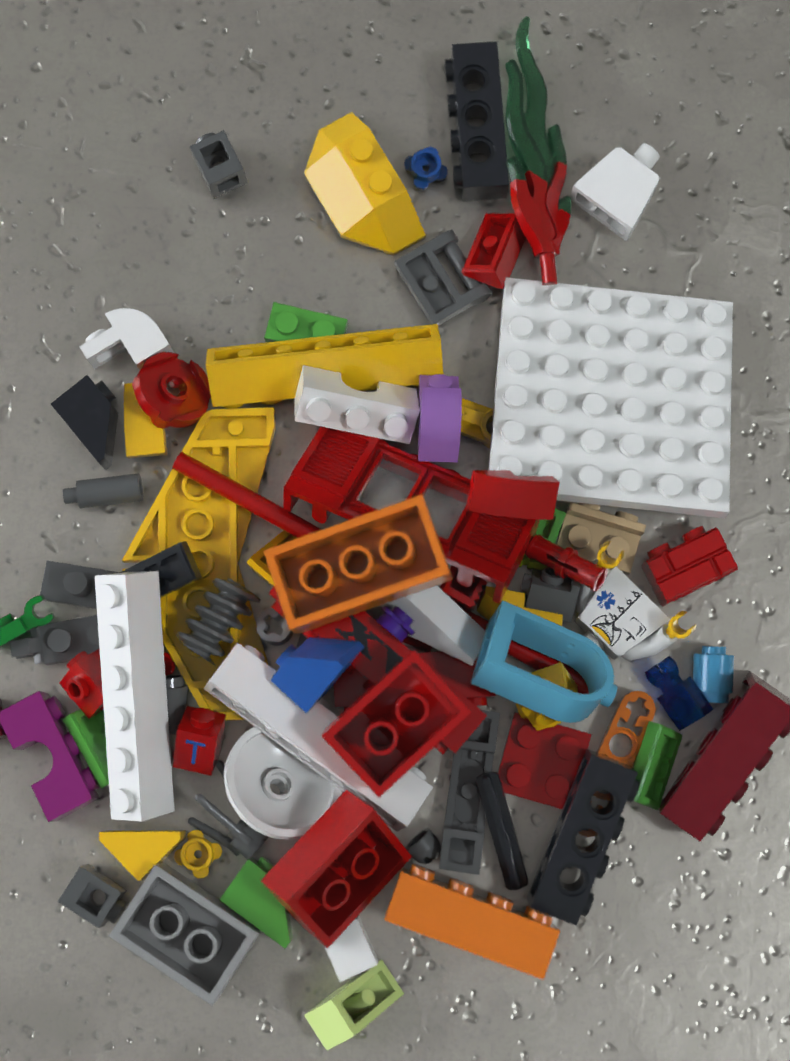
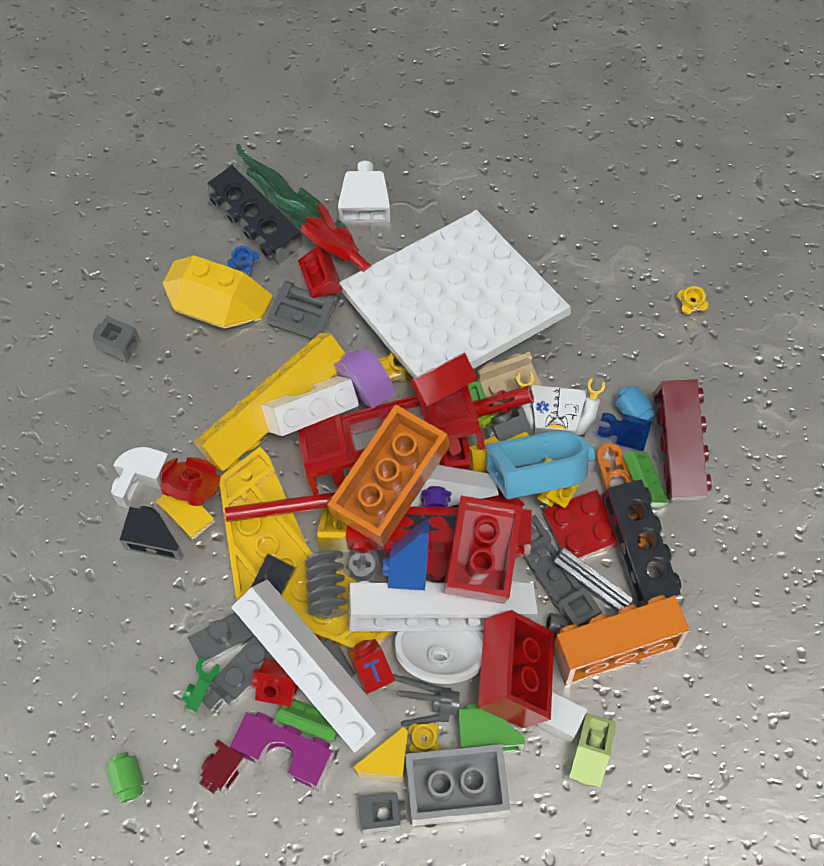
camera: 40 degrees left, 15 degrees down
(105, 491) = (193, 570): dark grey cylinder -> none
(298, 323) = (233, 393): bright green plate -> none
(688, 566) = (571, 359): red brick -> none

